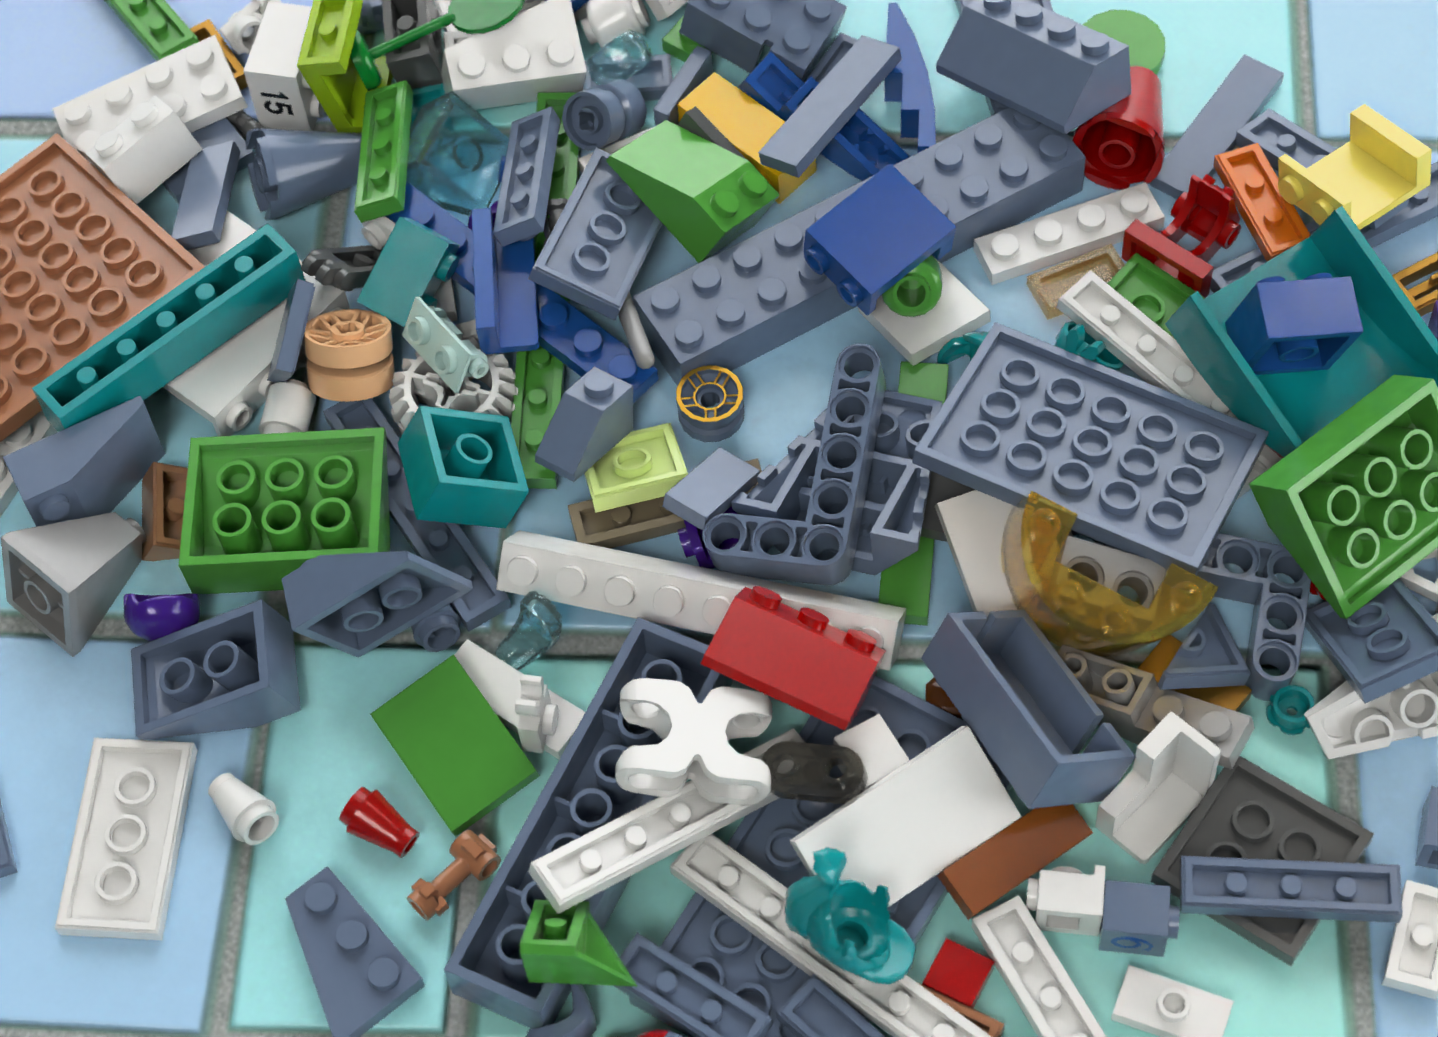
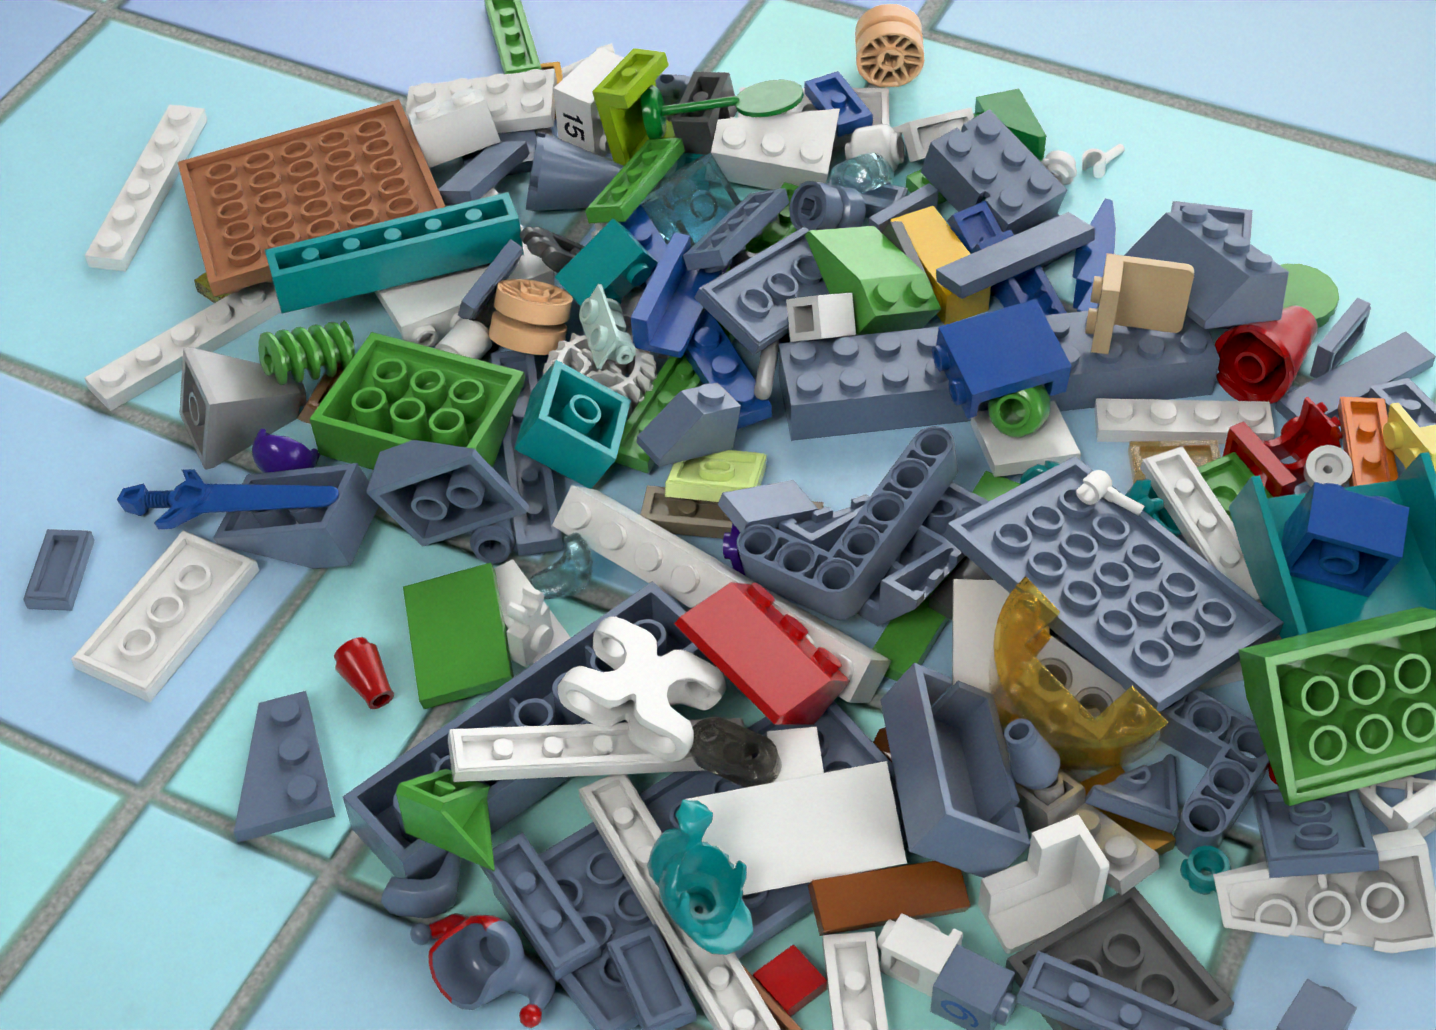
camera: 20 degrees right, 10 degrees down
(86, 465) = (246, 315): sand blue slope -> none
(93, 698) = (195, 498): none -> blue sword
(133, 488) = (306, 350): none -> bright green piece
(244, 809) = (265, 624): white cone -> none
(472, 856) = (424, 722): nougat bar -> none
(666, 252) = (821, 317): none -> white brick
(702, 389) = (807, 450): sand blue wheel -> none
(988, 121) = (1138, 295): none -> tan bracket
(1038, 352) = (1098, 486): none -> white hand
(1098, 666) = (1030, 755): none -> sand blue cone
(1186, 86) = (1341, 338): none -> sand blue tile
(1237, 244) = (1328, 465): none -> white tile

